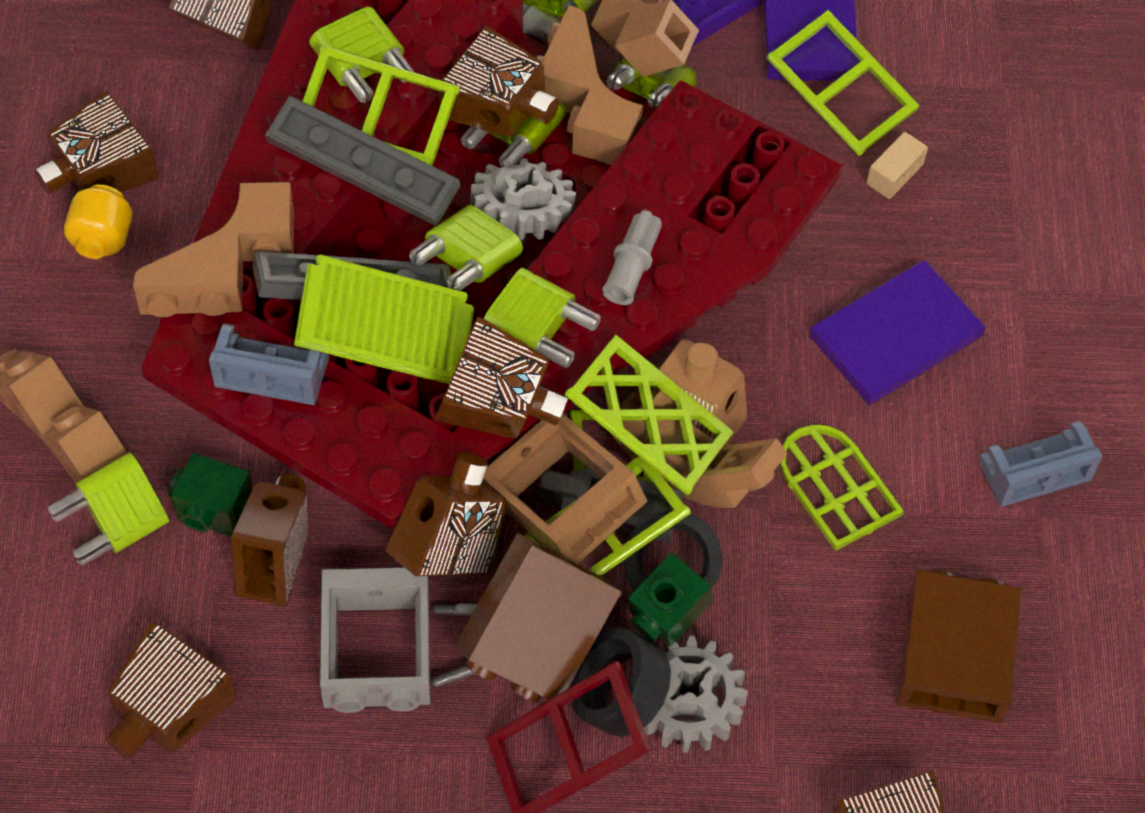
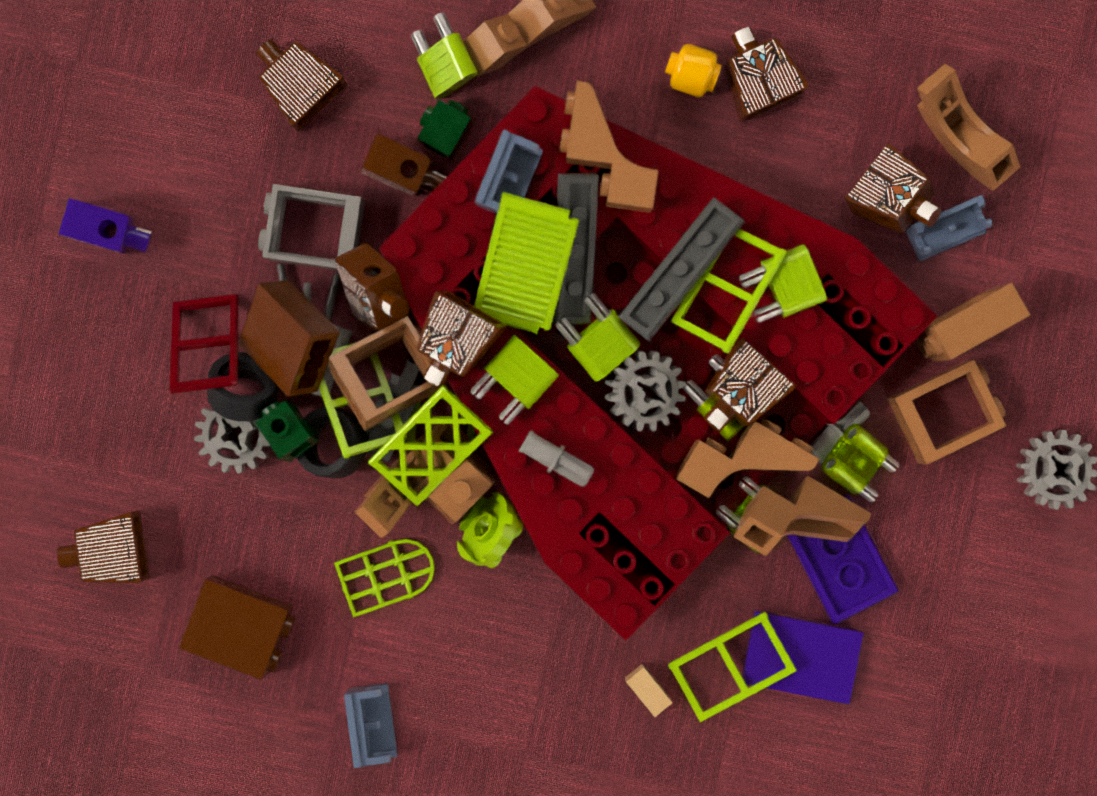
camera: 100 degrees right, 30 degrees up
(762, 332) = (488, 545): none -> lime plate
(896, 332) = (501, 651): dark purple tile -> none

